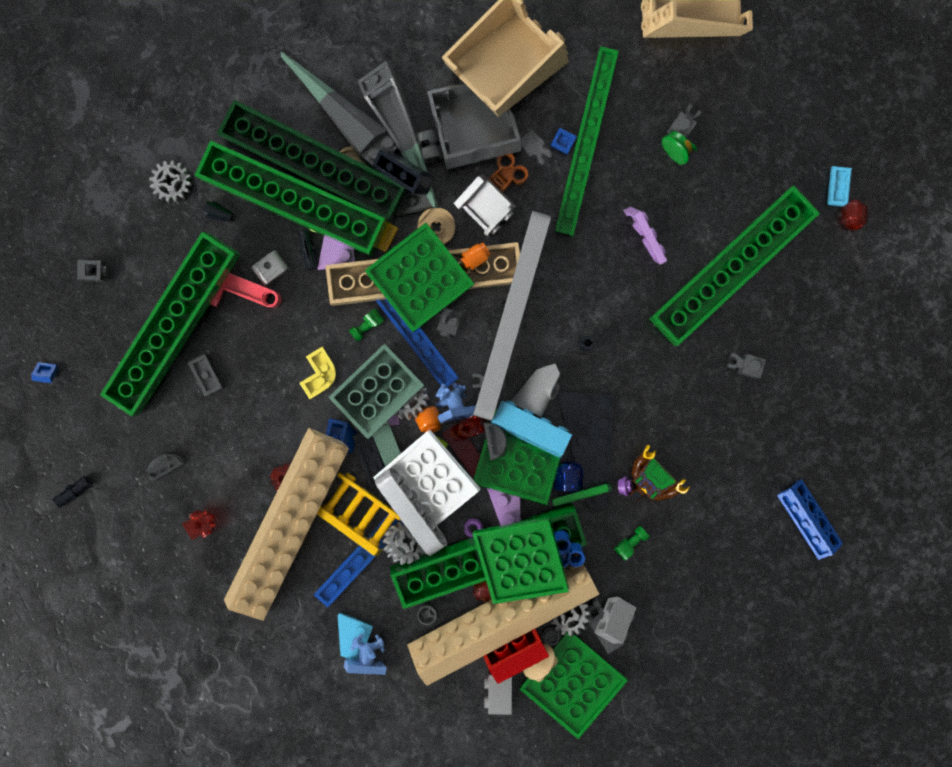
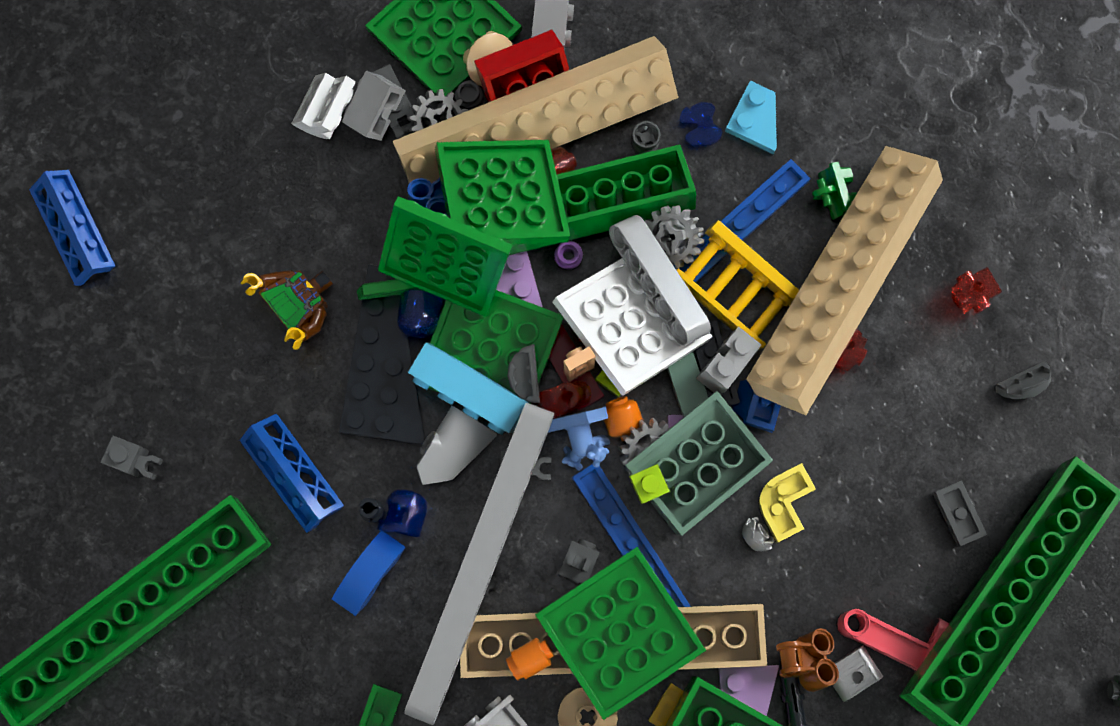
camera: 175 degrees left, 10 degrees down
(297, 588) = (833, 189): none -> green hips
(301, 272) = (808, 660): none -> dark orange piece
(336, 350) = (757, 535): none -> light grey plate
(364, 454) = (728, 361): none -> light grey brick
(366, 662) = (738, 77): medium blue piece -> none
(372, 319) = (699, 576): green leg -> none
(386, 623) = (706, 131): none -> clear blue piece
(407, 373) = (649, 484): none -> lime plate
(460, 451) = (578, 362): none -> light nougat plate
(555, 510) = (443, 256): none -> green plate
(564, 344) = (405, 513): none -> clear blue helmet
(584, 304) = (368, 572): none -> blue brick
(625, 486) = (337, 295): medium lavender plate -> none
(626, 547) = (346, 208): green leg -> none
(641, 226) = (265, 691): lavender wing -> none
(645, 363) = (285, 474): none -> blue fence
(649, 619) = (324, 105): none -> white brick

